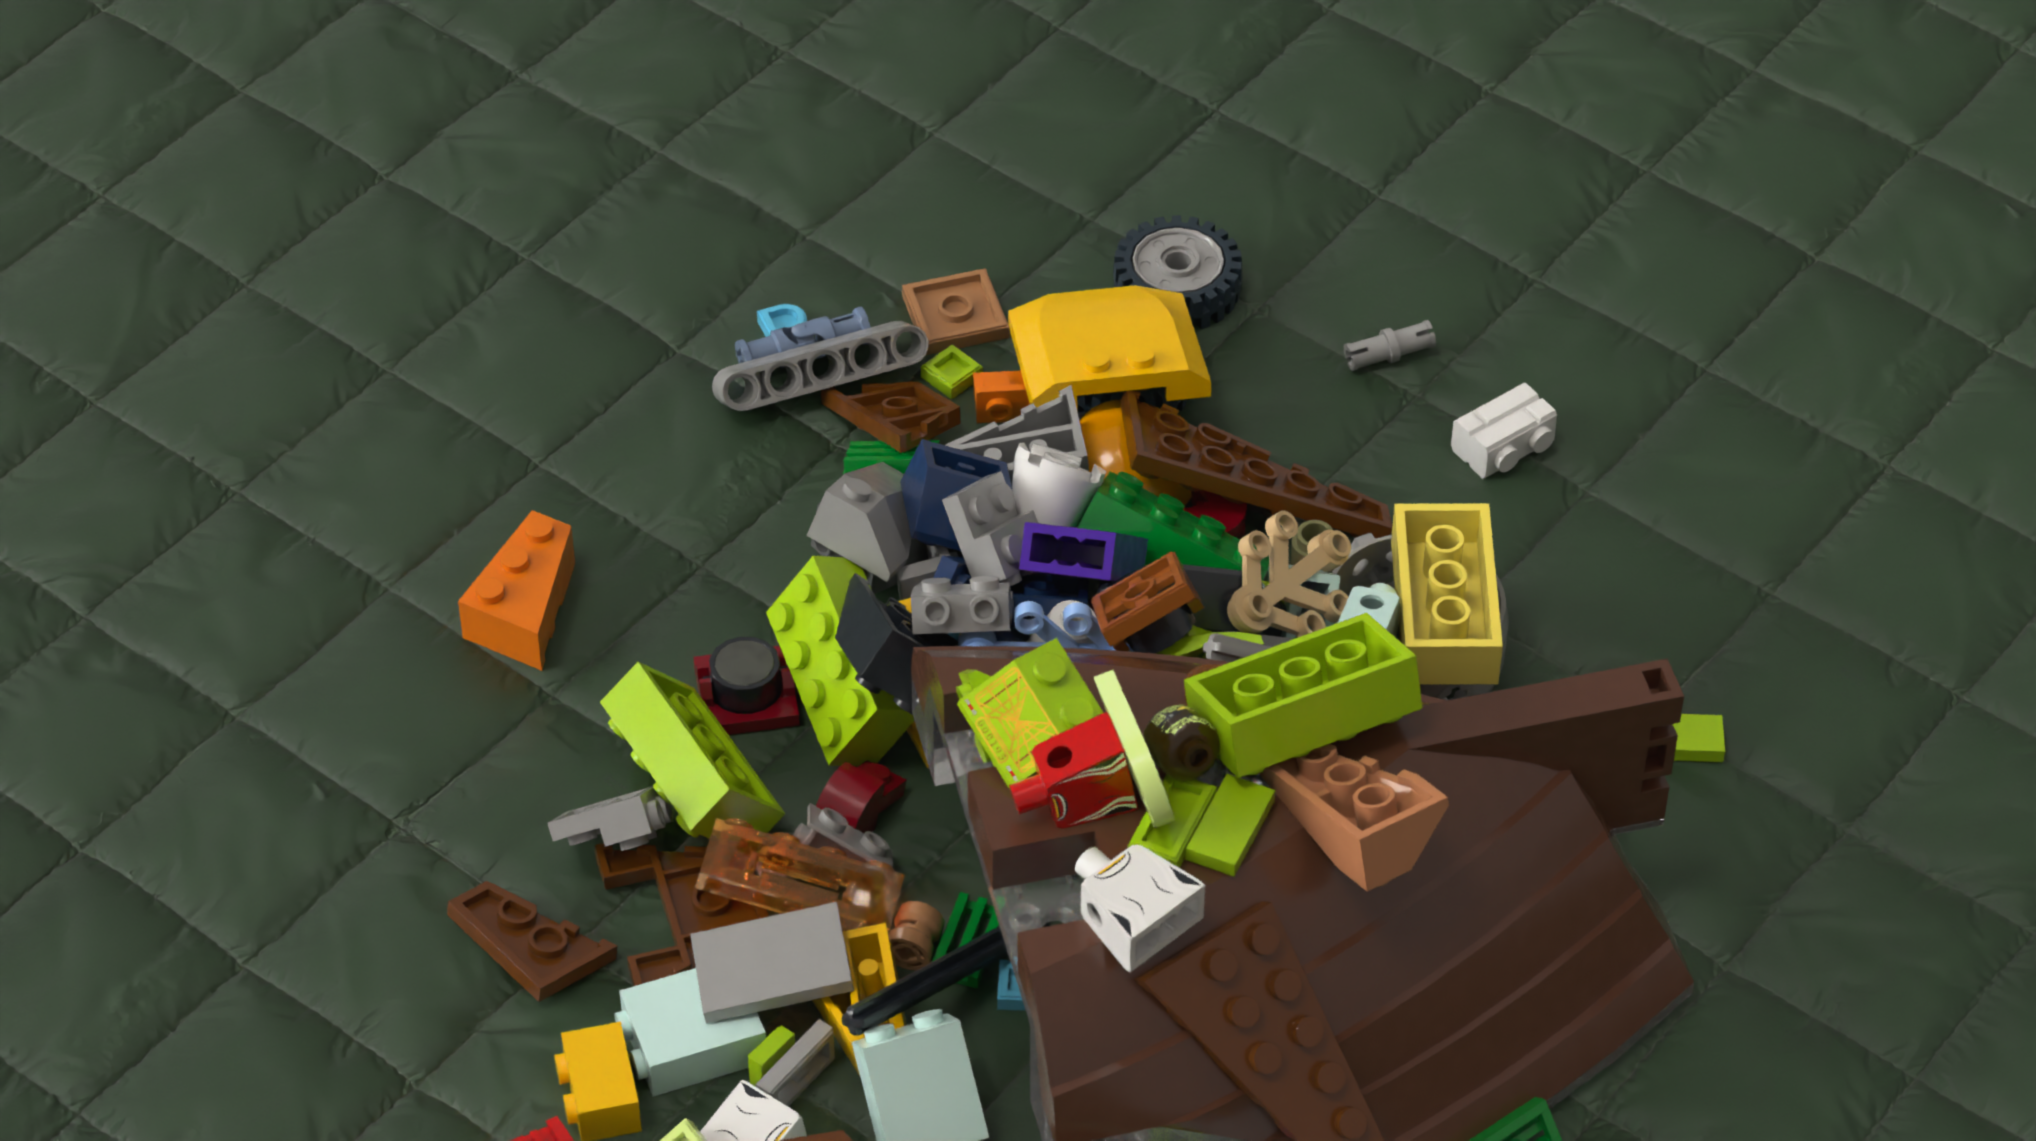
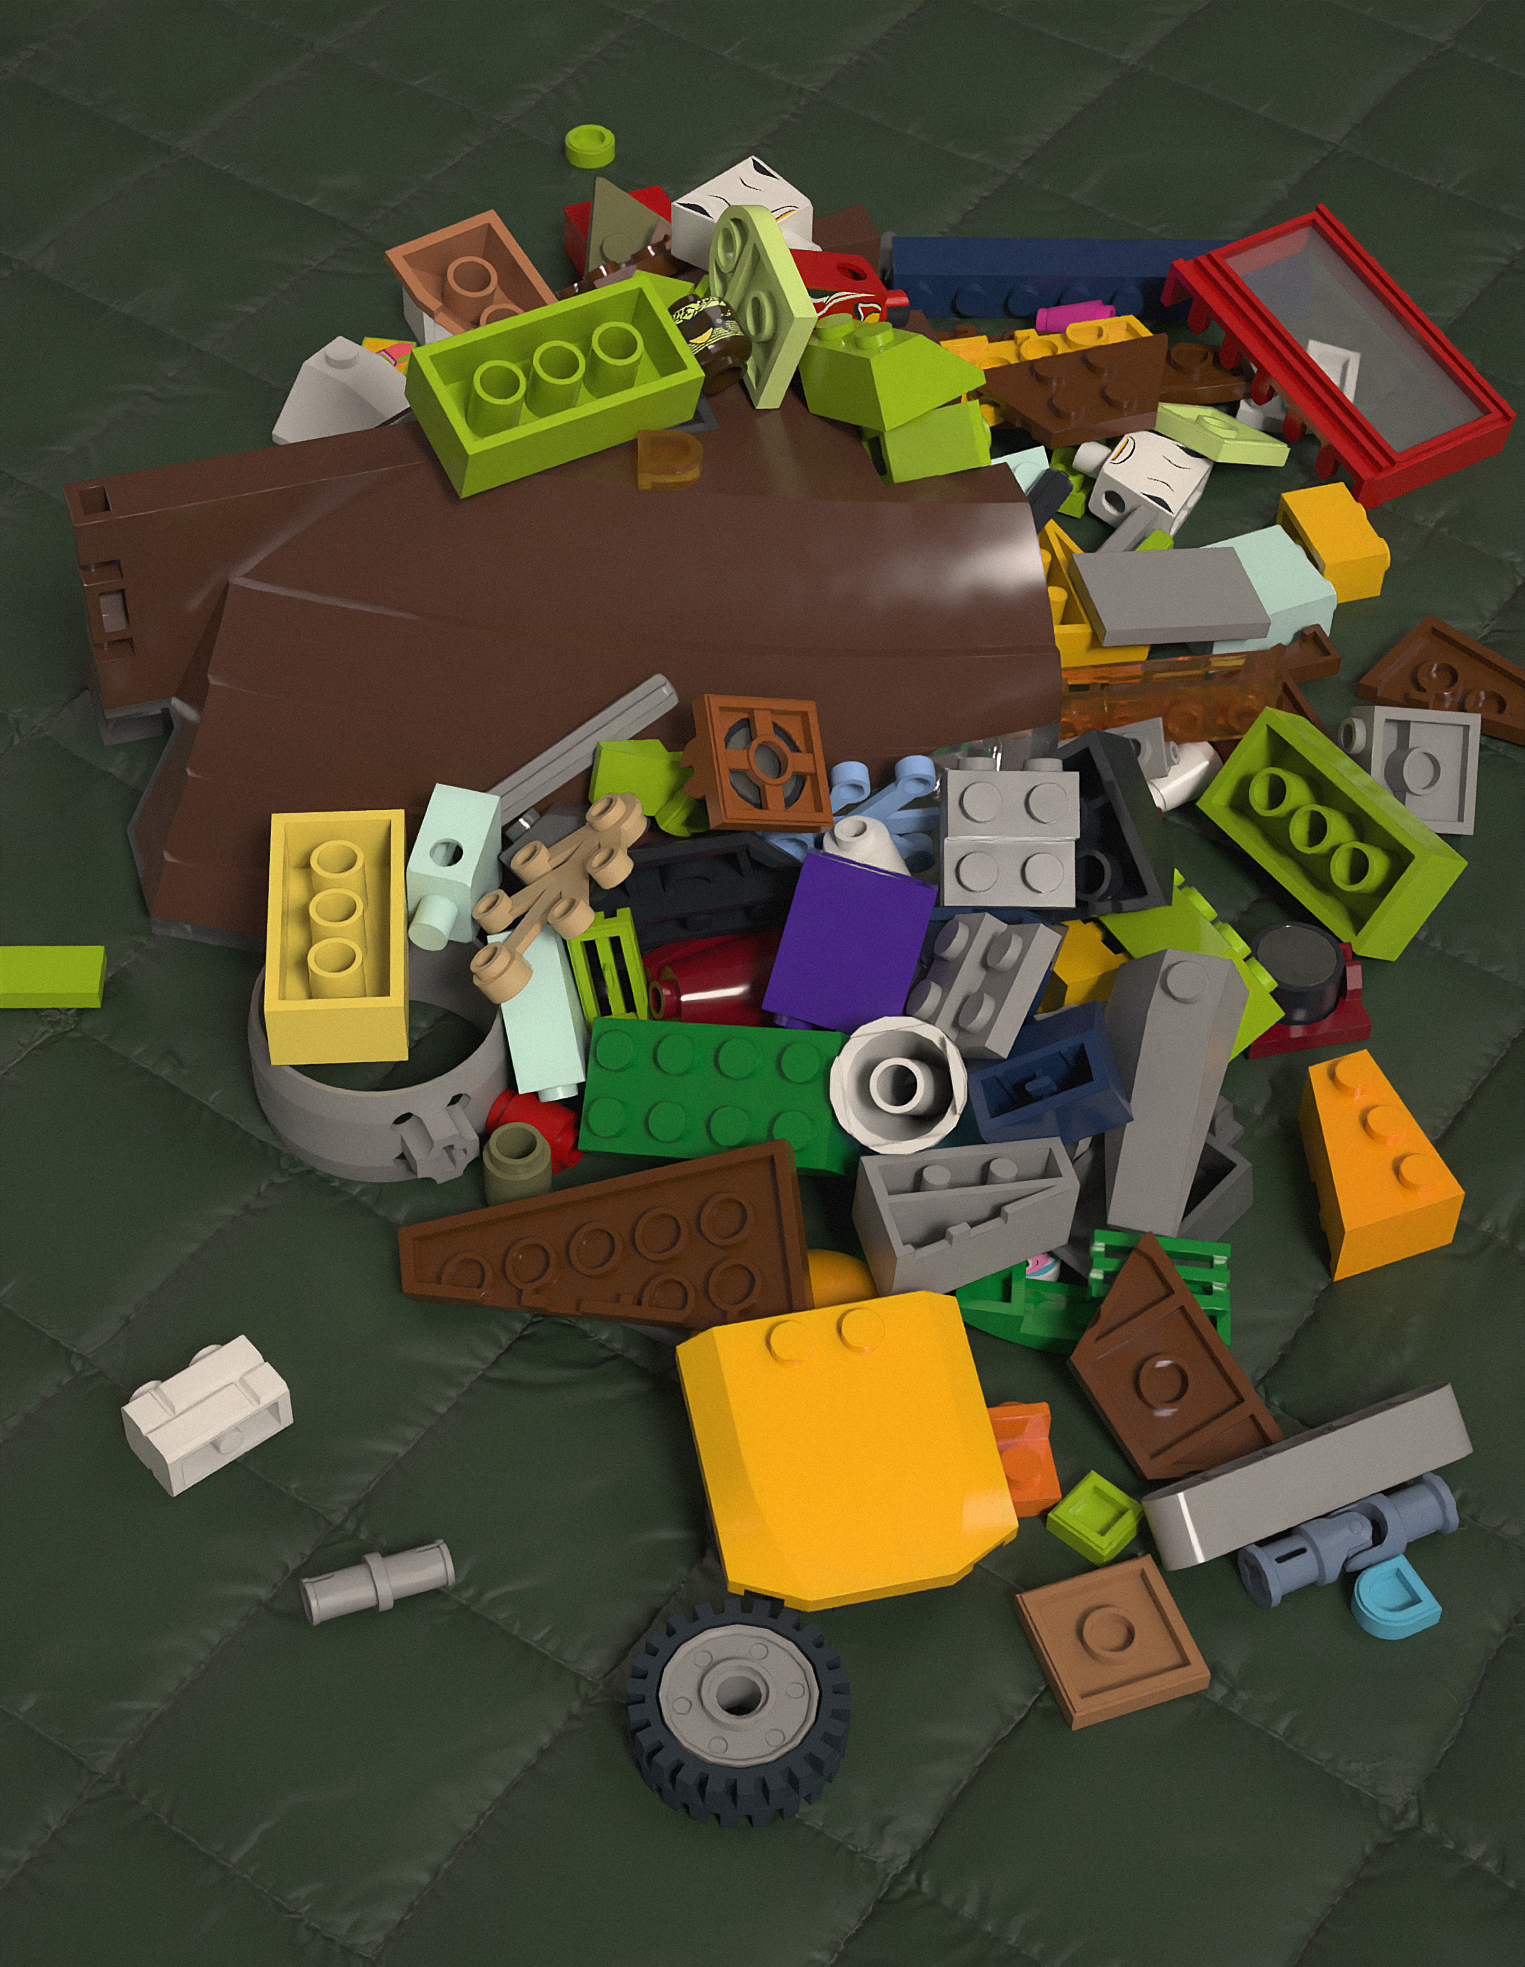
camera: 175 degrees right, 0 degrees up
(727, 544) = (1372, 1168): none -> light orange wedge

